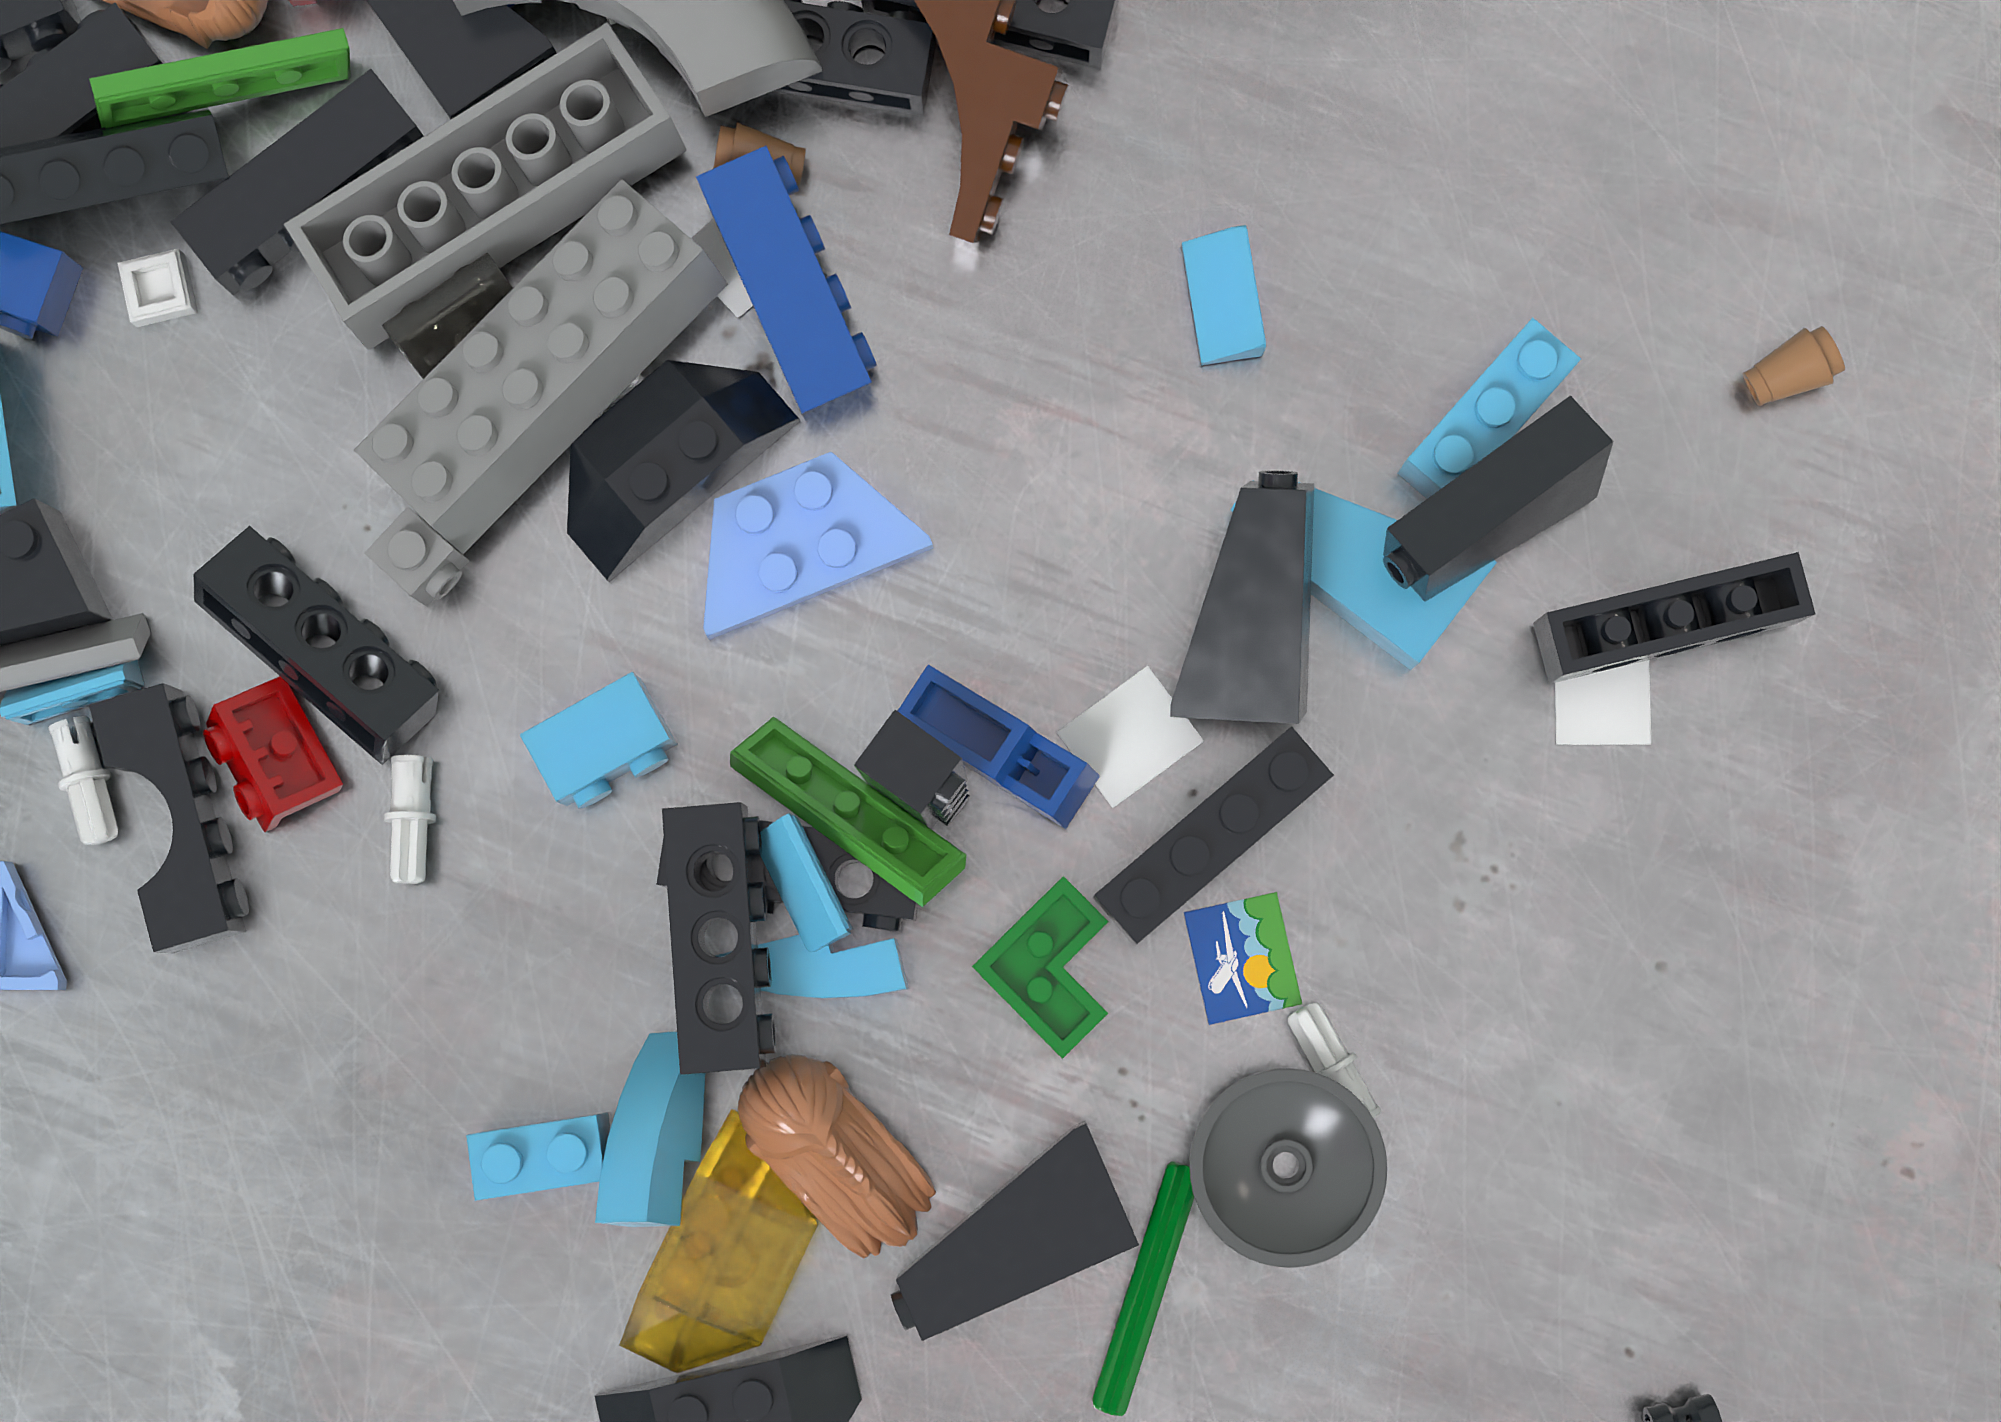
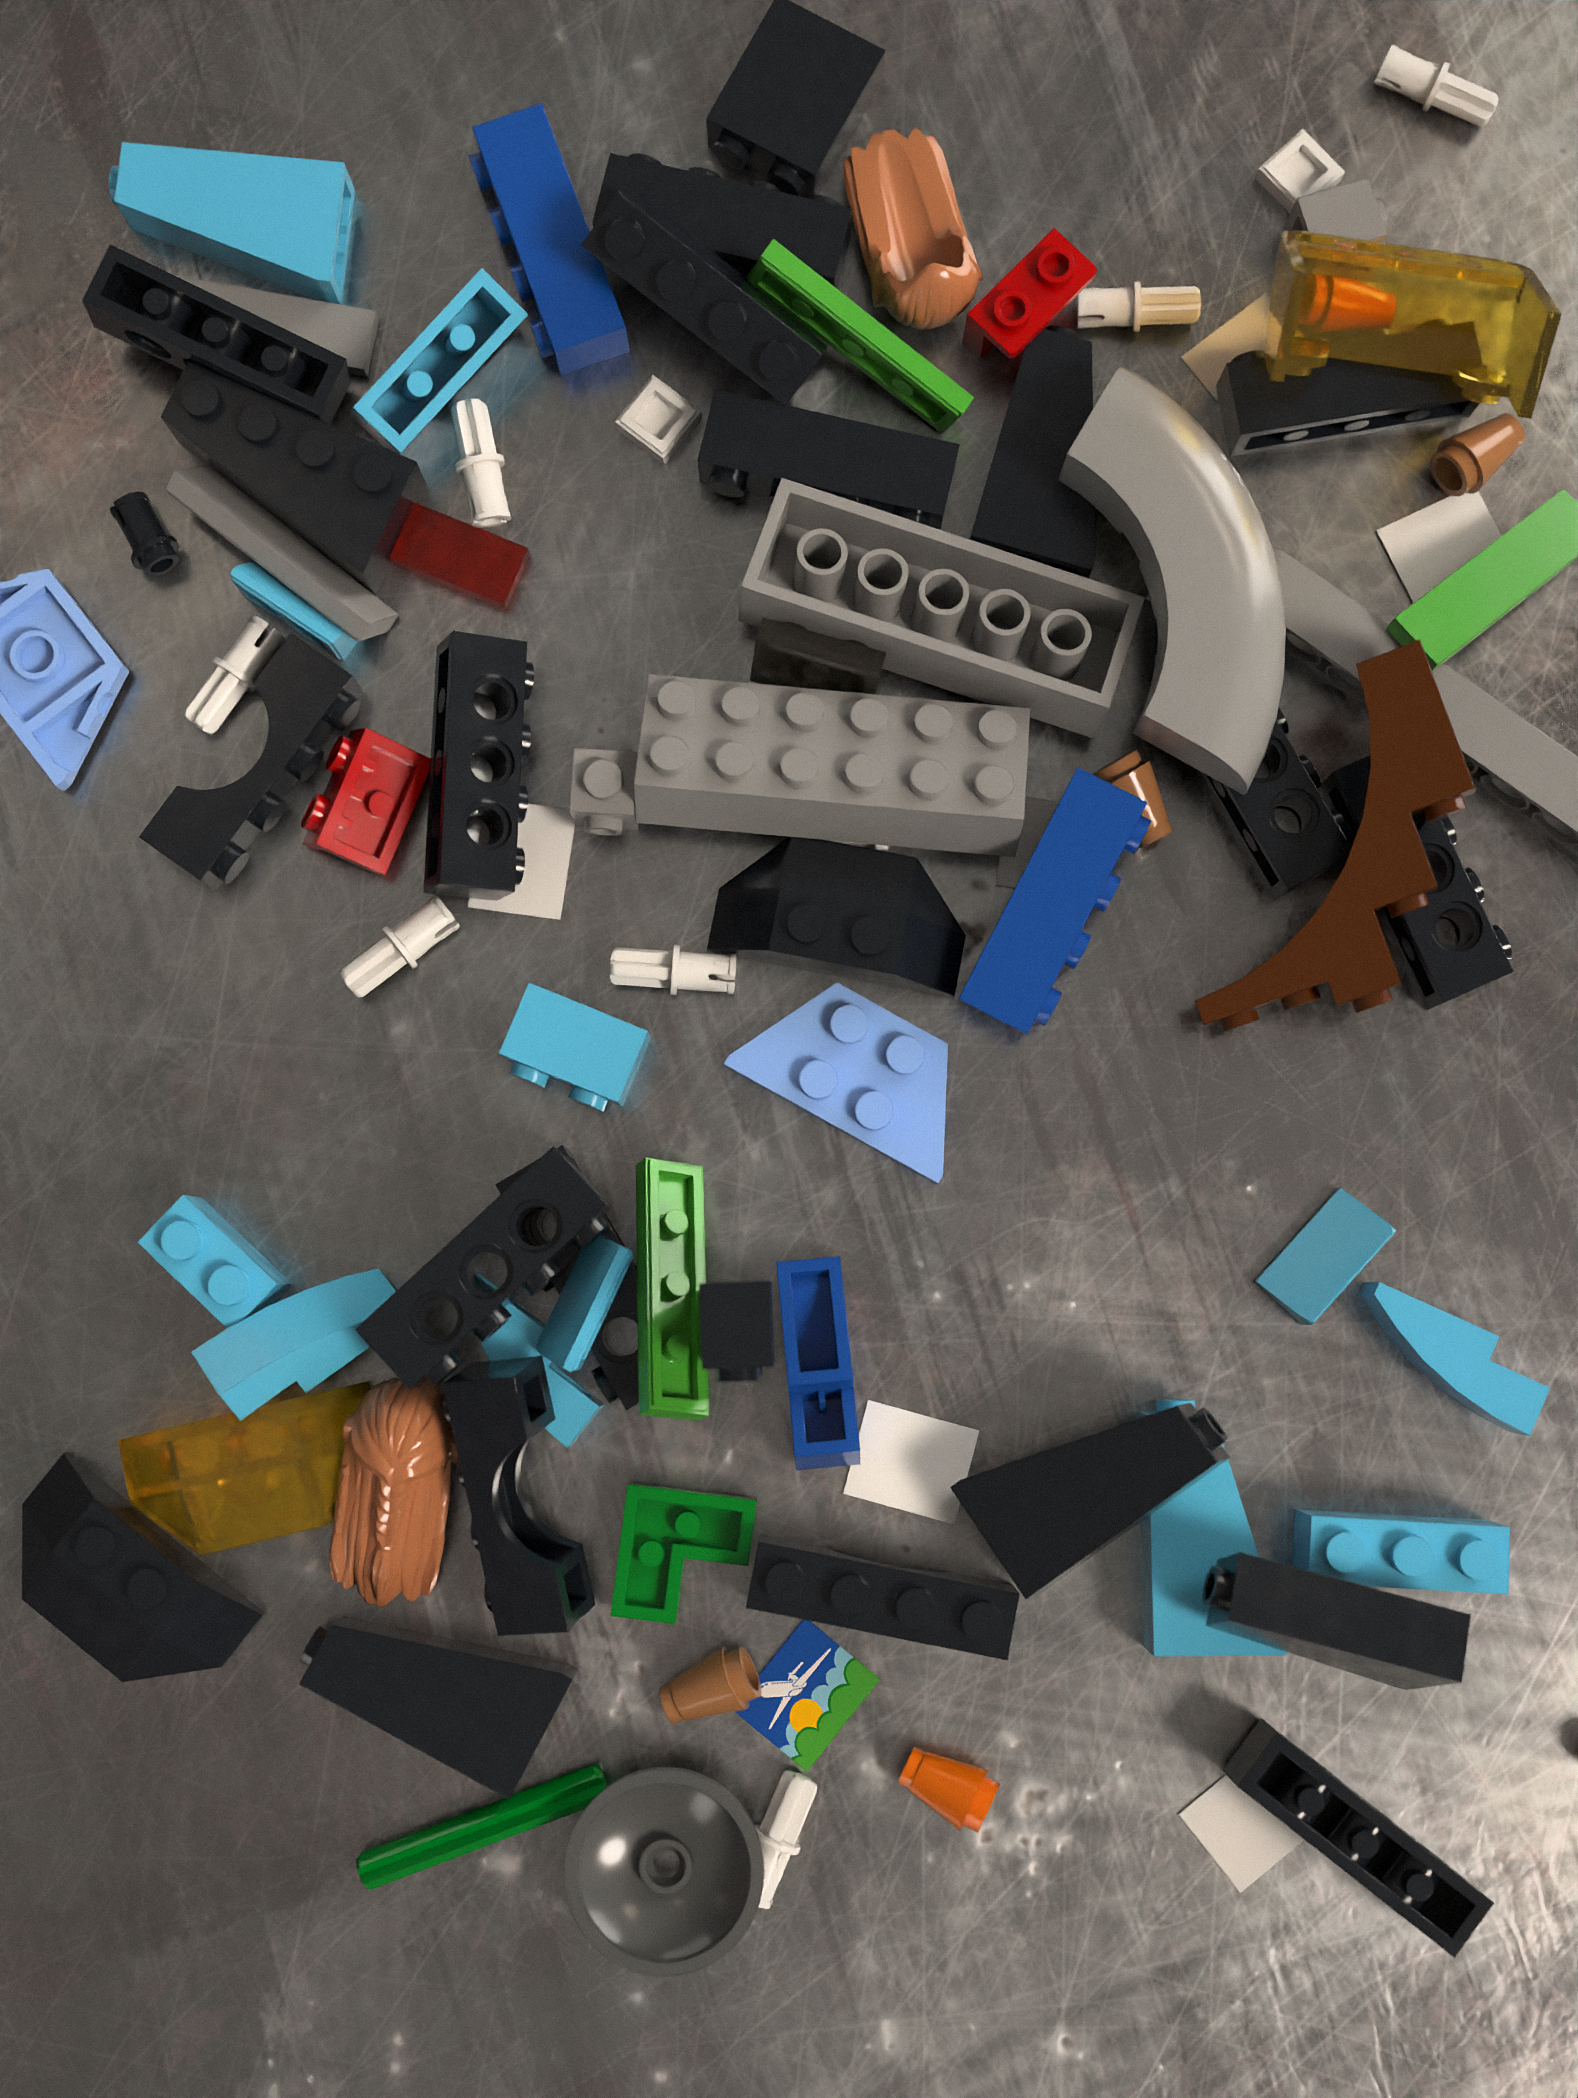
camera: 45 degrees right, 0 degrees up
(76, 454) = (480, 464): none -> white axle
(136, 528) = (460, 556): none -> clear red tile
(422, 638) = (547, 846): none -> white sticker
(601, 617) = (673, 969): none -> white axle
(979, 1092) = (531, 1573): none -> black arch
(1179, 1023) = (712, 1687): none -> medium nougat cone
(1377, 258) = (1456, 1358): none -> medium azure slope
(1399, 900) = (950, 1788): none -> orange cone

